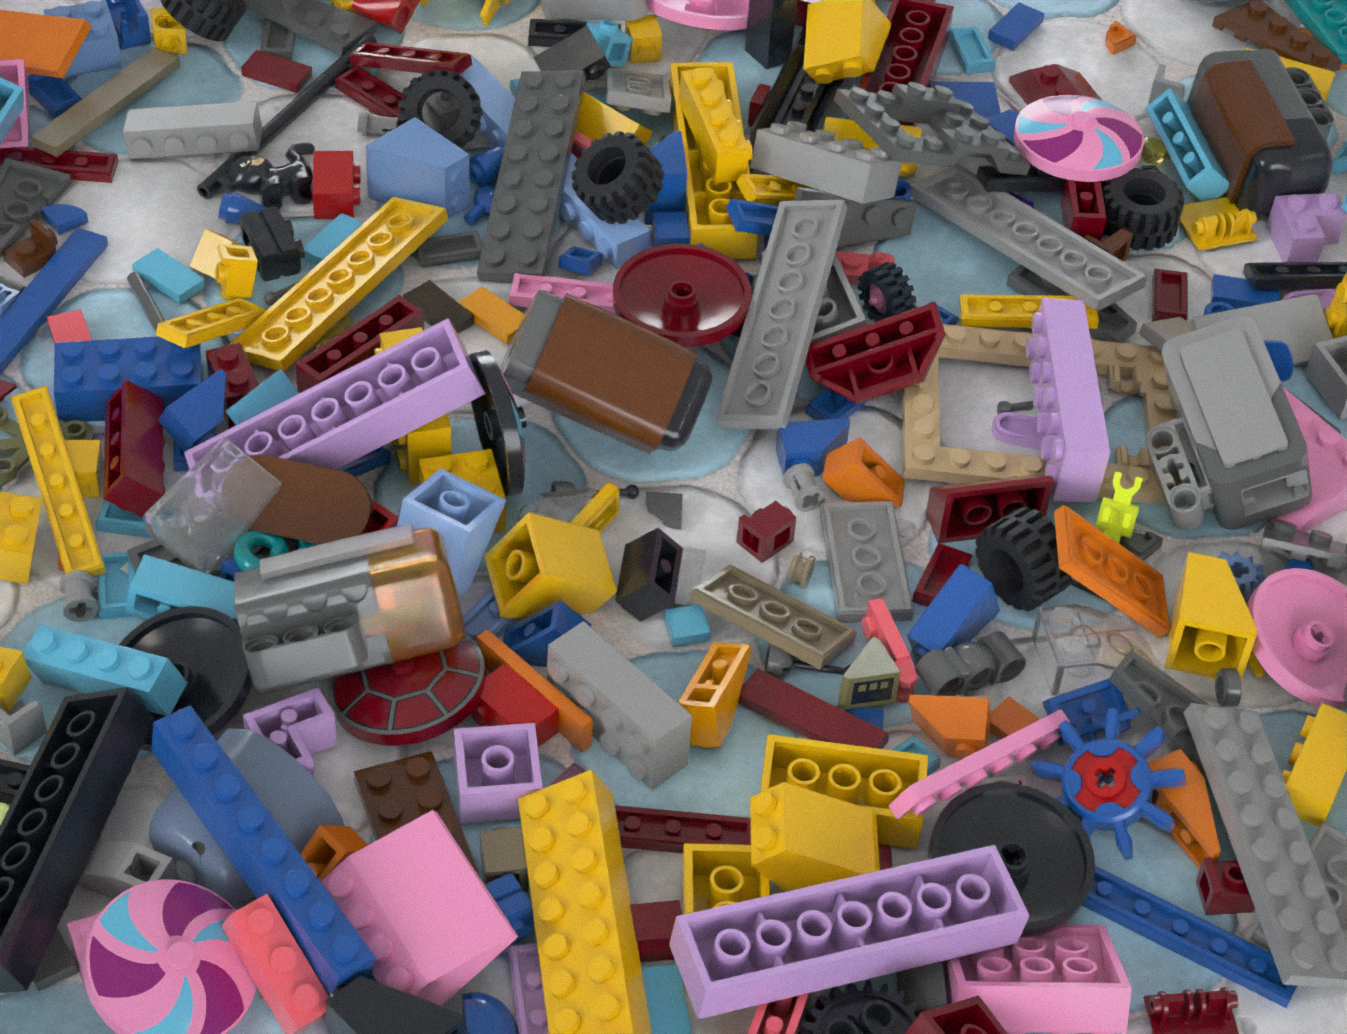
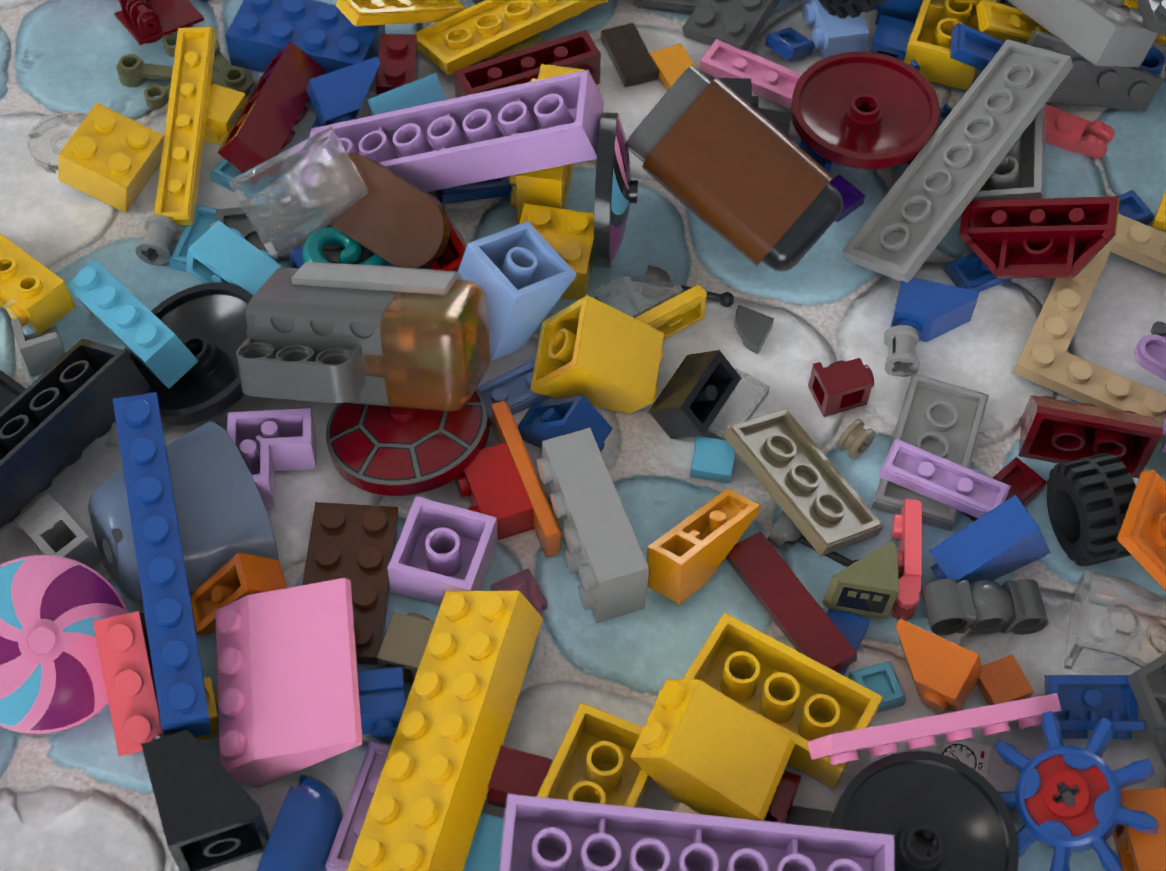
camera: 25 degrees right, 10 degrees up
(671, 829) = (593, 676): dark red tile -> none
(862, 475) = (968, 358): orange slope -> none
(885, 291) = (1084, 167): black wheel -> none
(888, 578) = (942, 480): none -> lavender tile

